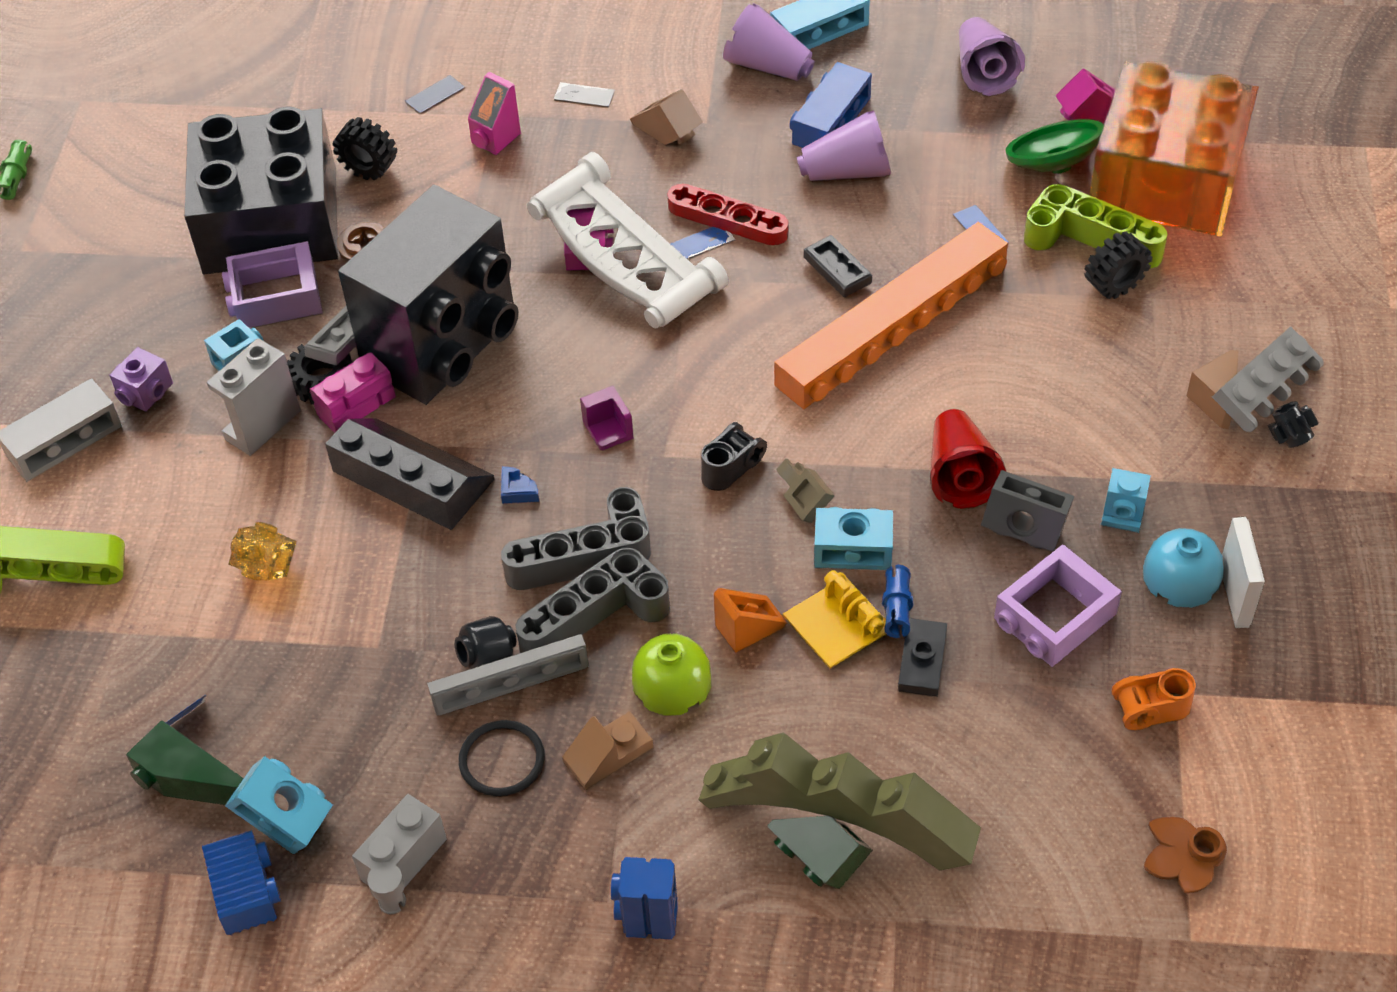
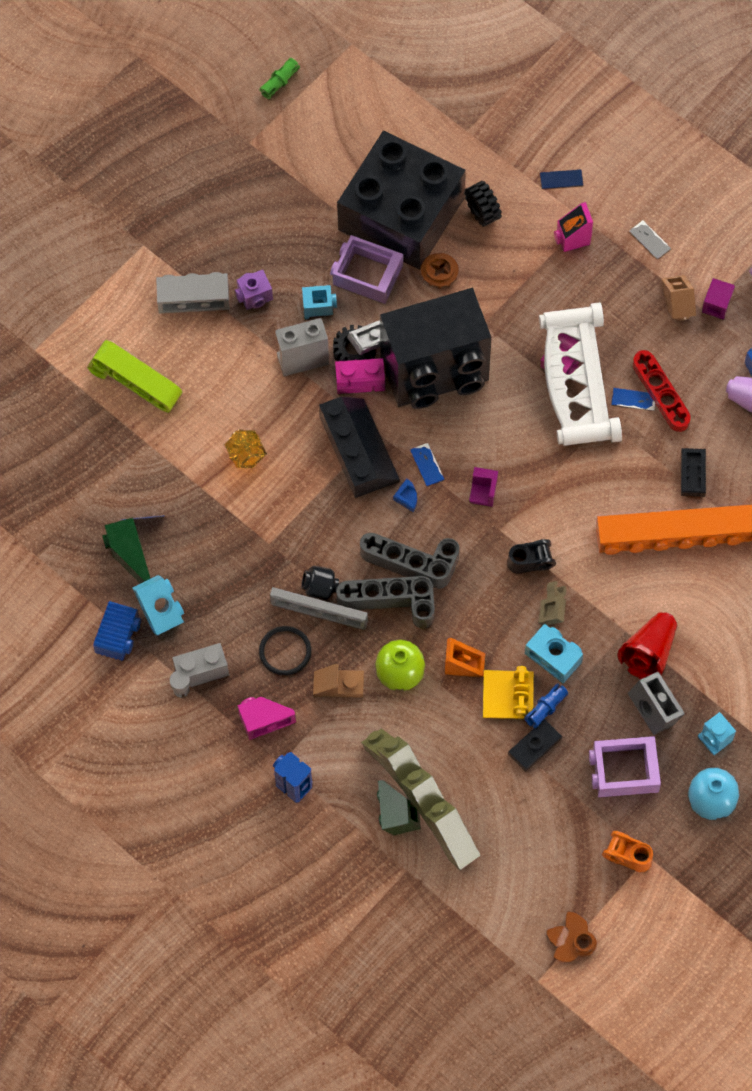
camera: 35 degrees right, 15 degrees up
(513, 441) = (427, 464): none -> blue sticker
(539, 853) = (264, 716): none -> dark pink slope
(711, 98) = (718, 298): none -> magenta panel
(1242, 572) = (732, 818): white tile -> none

